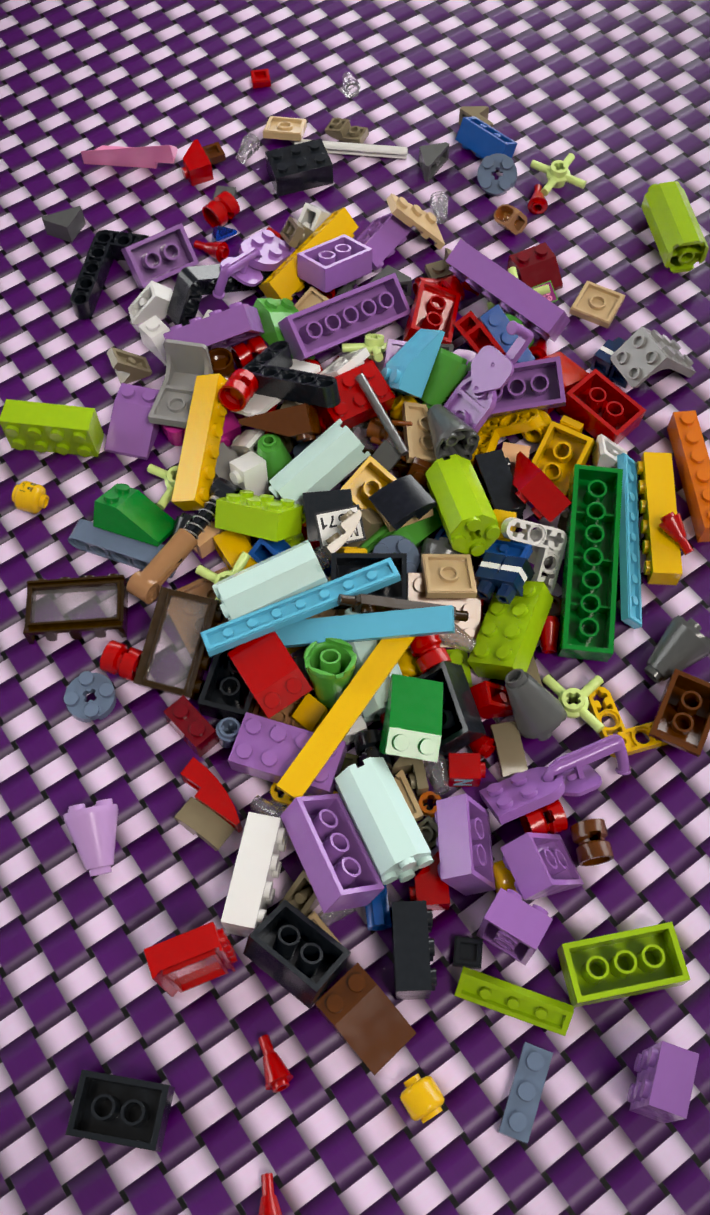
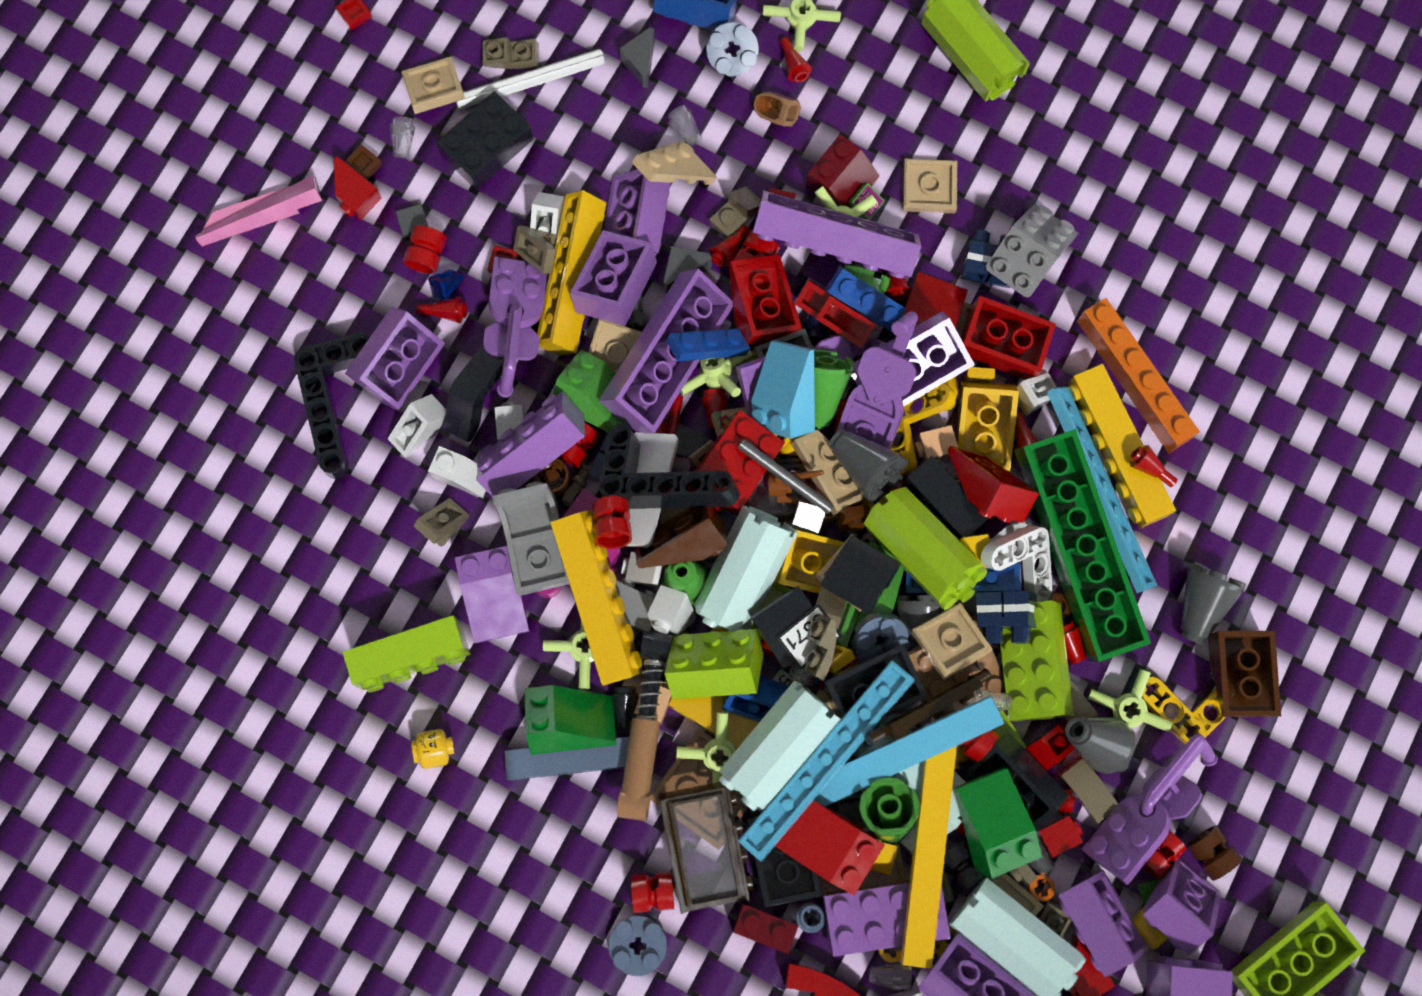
camera: 30 degrees left, 15 degrees up
(65, 223) = (240, 356): dark grey slope -> none
(76, 606) = (564, 855): window -> none
(346, 362) = (695, 416): white plate -> none
(375, 320) = (707, 344): none -> blue plate

